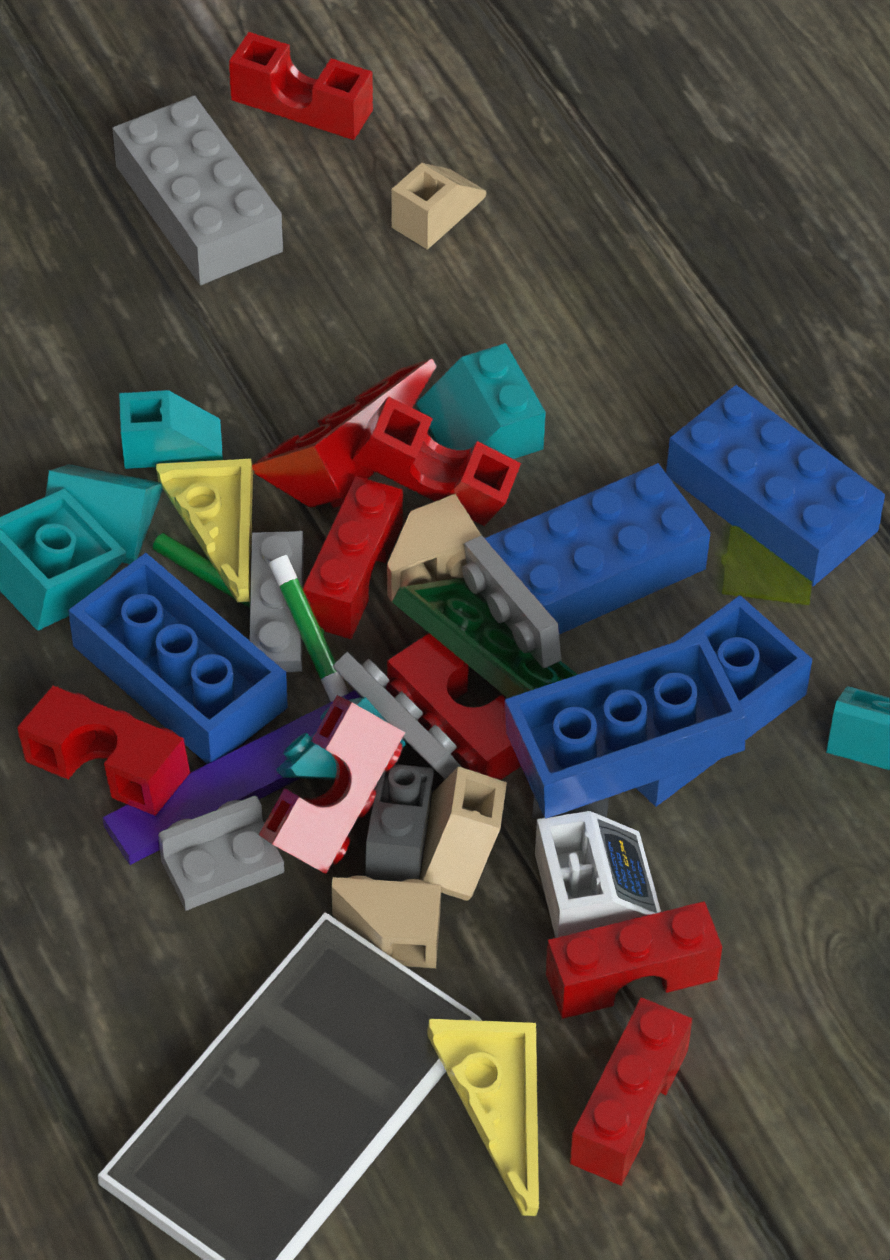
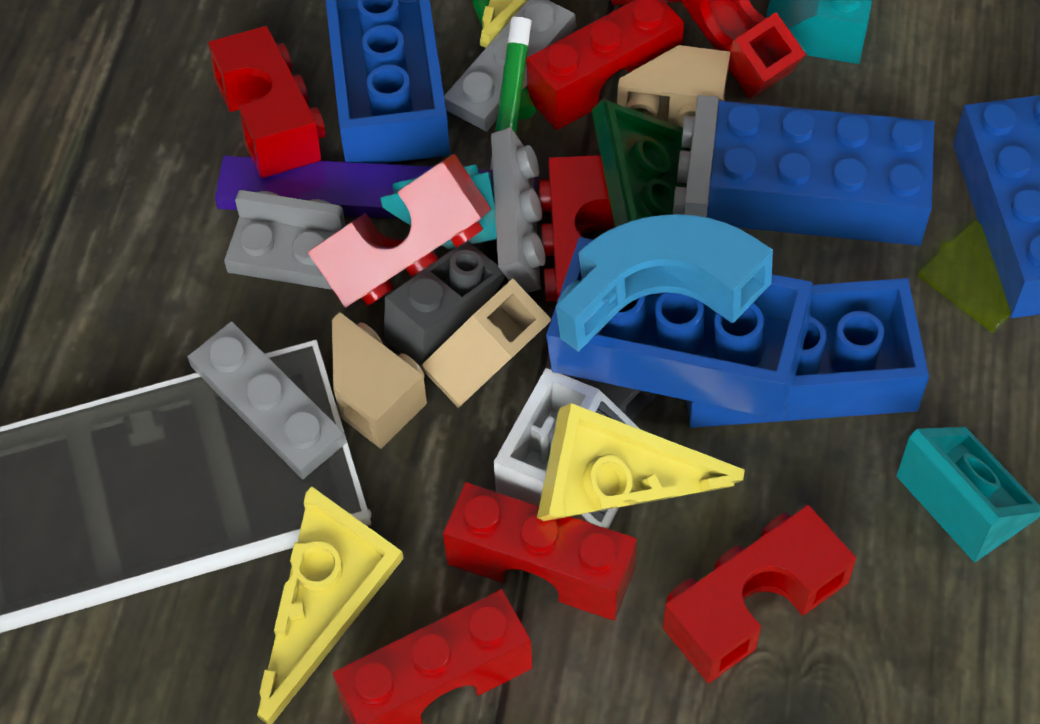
camera: 40 degrees right, 5 degrees up
(331, 979) = (267, 400): none -> light grey plate
(595, 669) = (663, 256): none -> dark azure arch
(649, 857) = (612, 465): none -> light yellow wing
(794, 927) = (792, 558): none -> red arch

